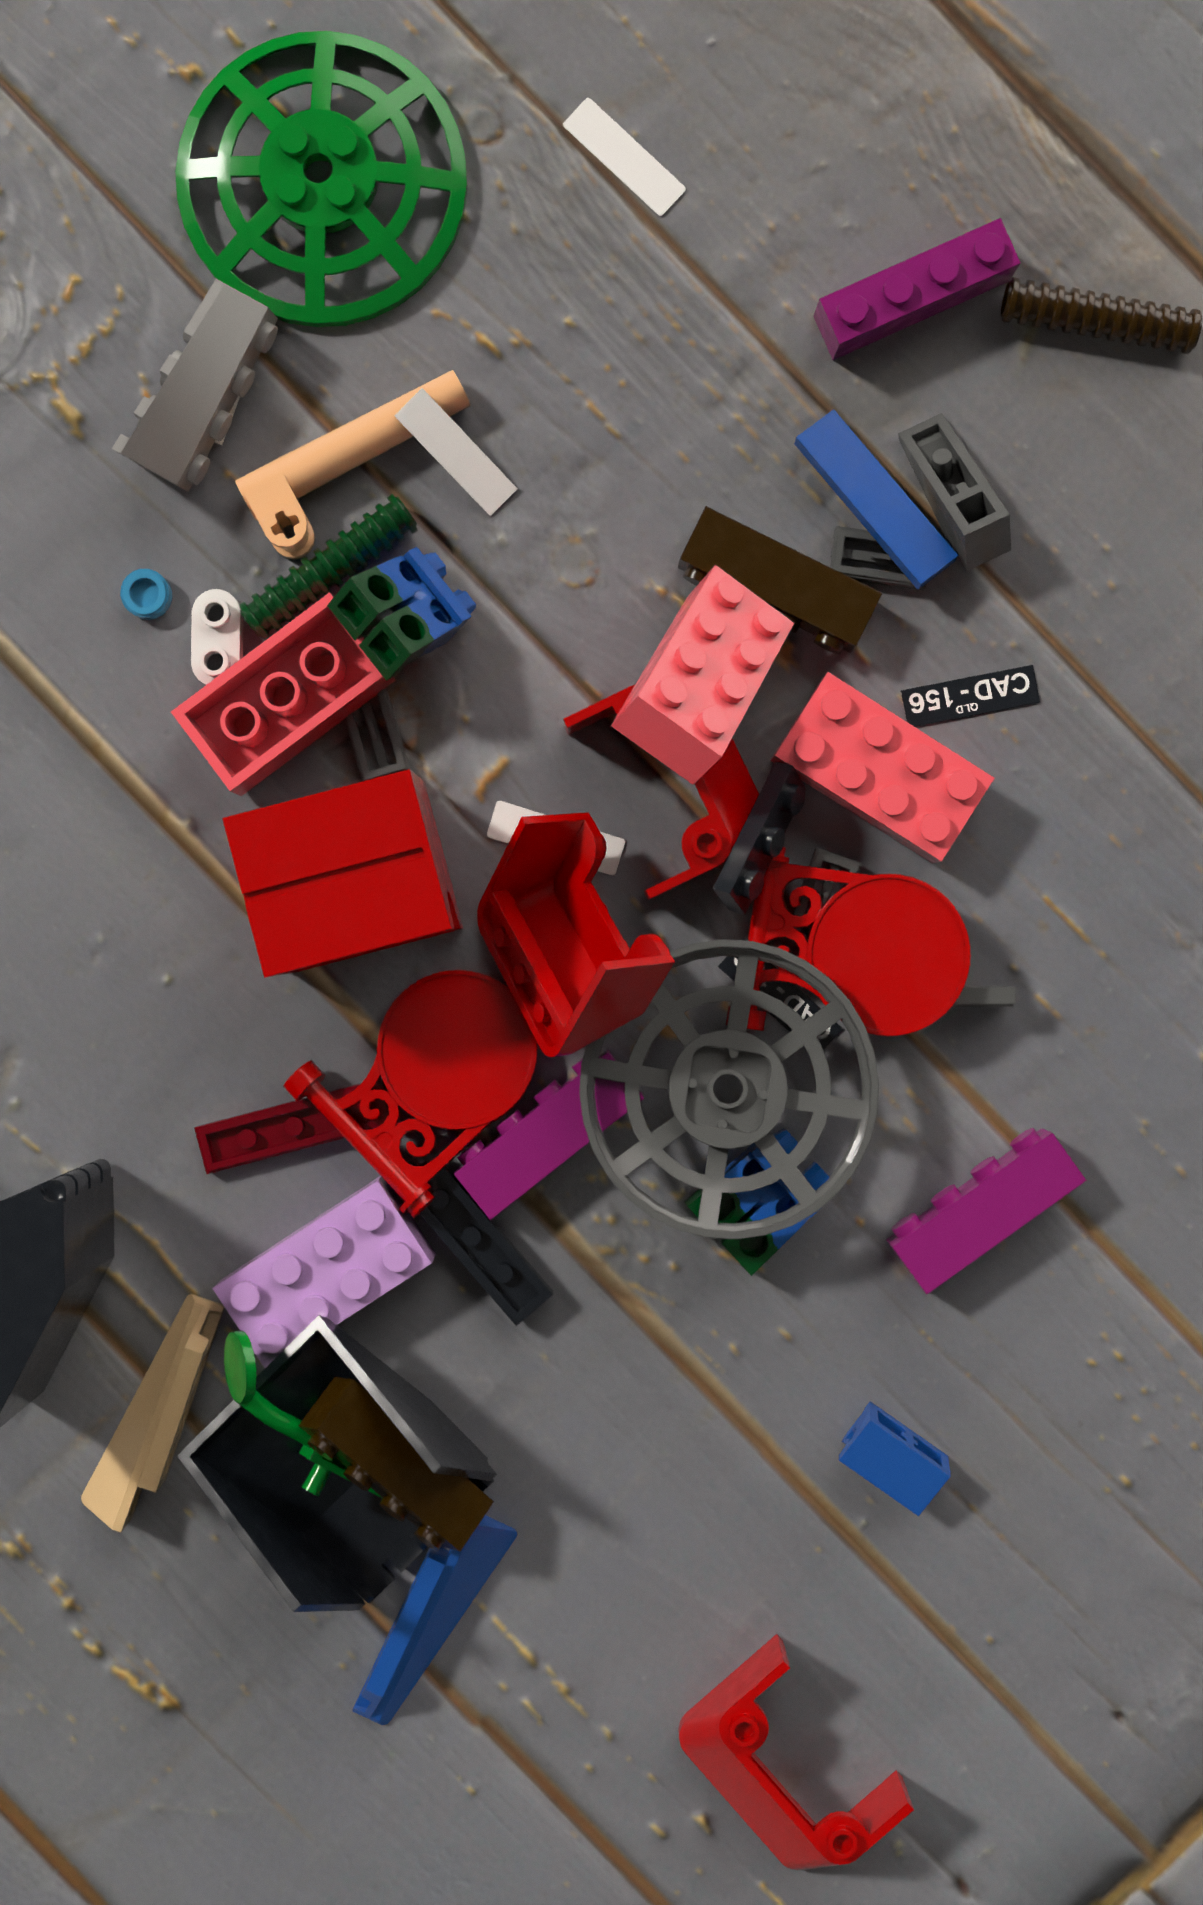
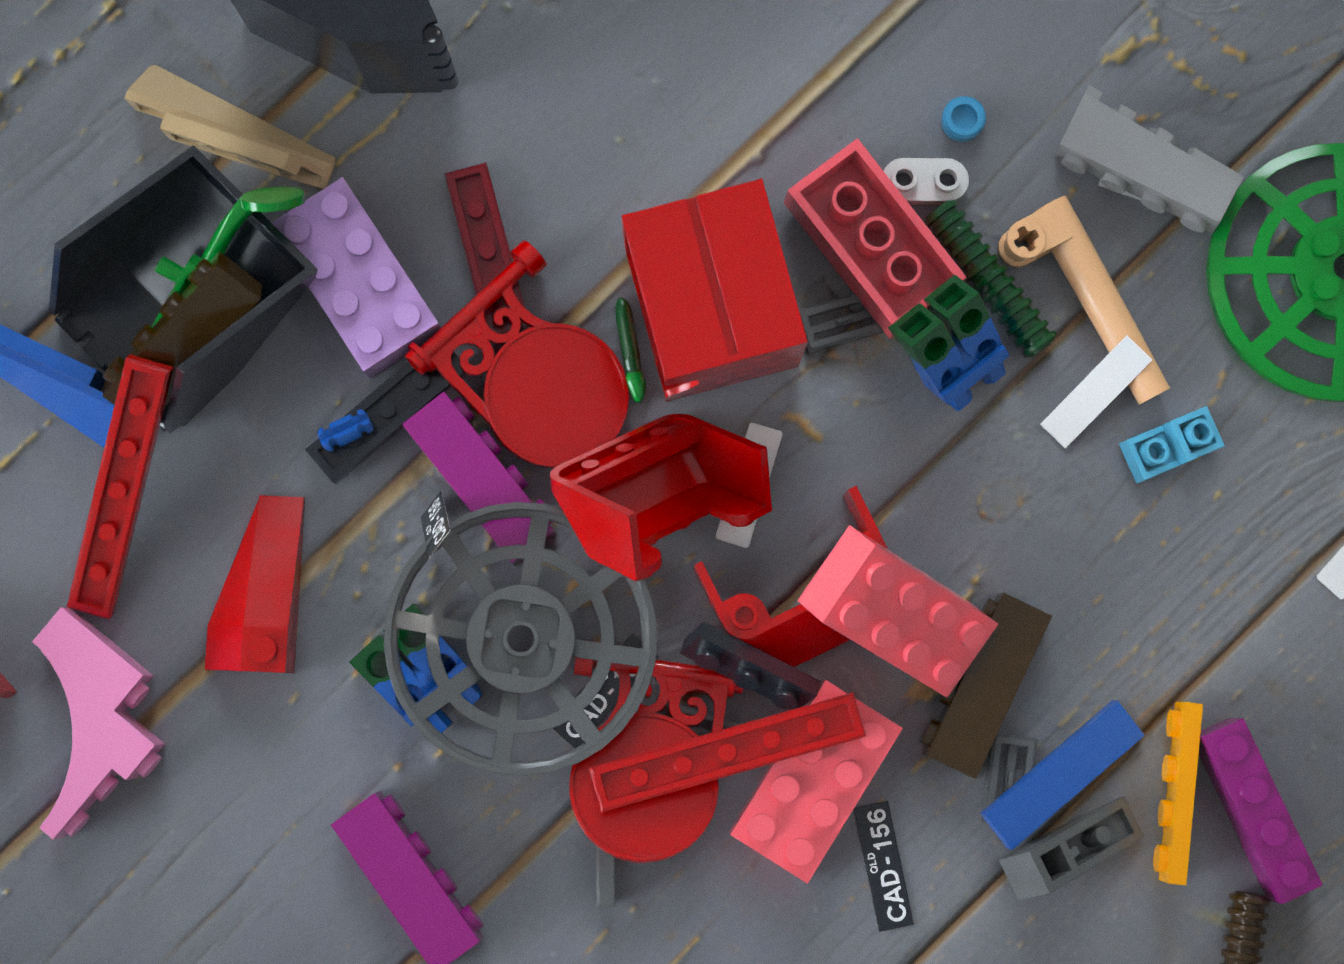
camera: 90 degrees right, 5 degrees down
(405, 968) = (629, 348): none -> dark green piece
(496, 1282) = (345, 430): none -> blue piece
(514, 370) = (1171, 444): none -> medium azure slope
(556, 1528) = (120, 486): none -> red tile
(602, 1182) = (435, 521): none -> black sticker
(683, 1373) = (259, 603): none -> red wedge
(829, 1537) = (105, 738): none -> bright pink arch
(854, 863) = (727, 752): none -> red tile
(877, 370) = (1176, 811): none -> light orange plate
(895, 1459) = (177, 798): blue hinge -> none

